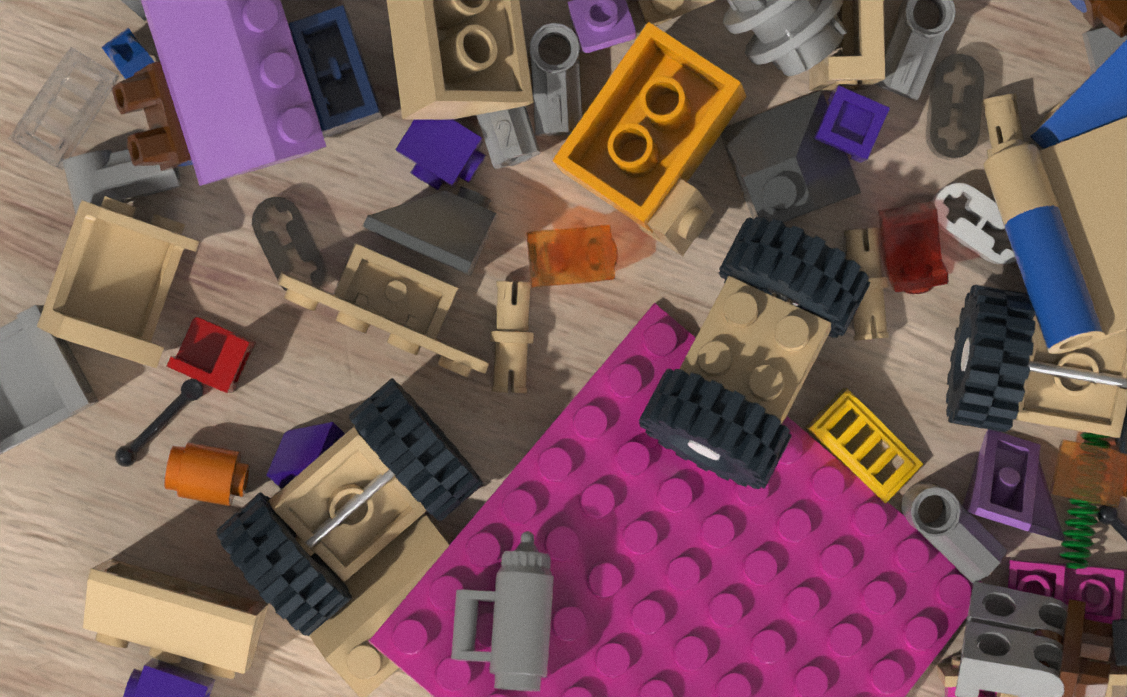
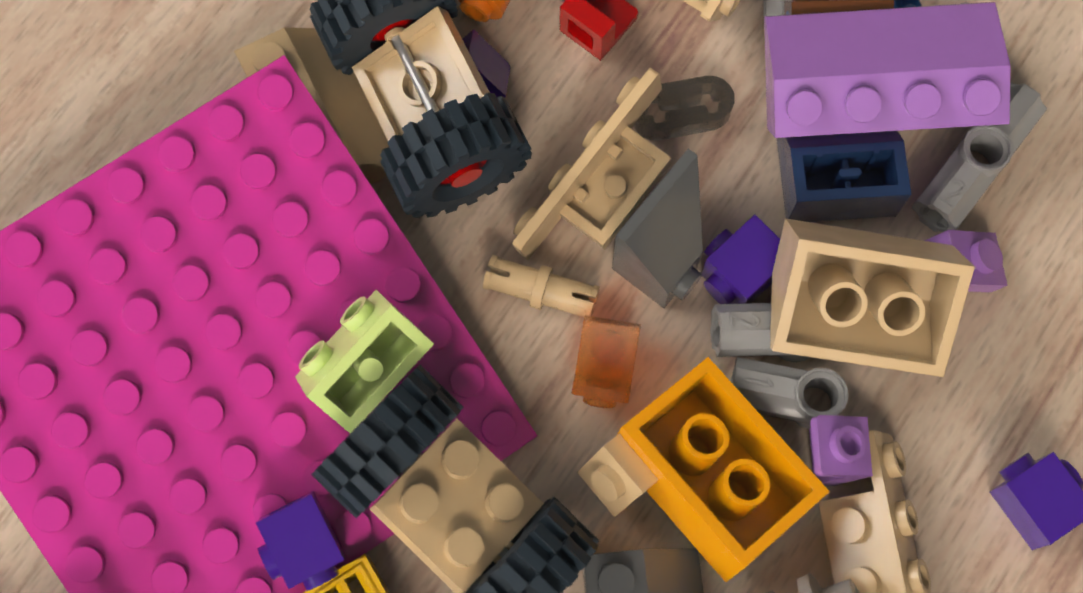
camera: 105 degrees right, 15 degrees down
(519, 619) = (256, 193): light grey piece -> none
(646, 474) = (361, 360): none -> yellowish green brick
(818, 486) = (300, 544): none -> dark purple brick

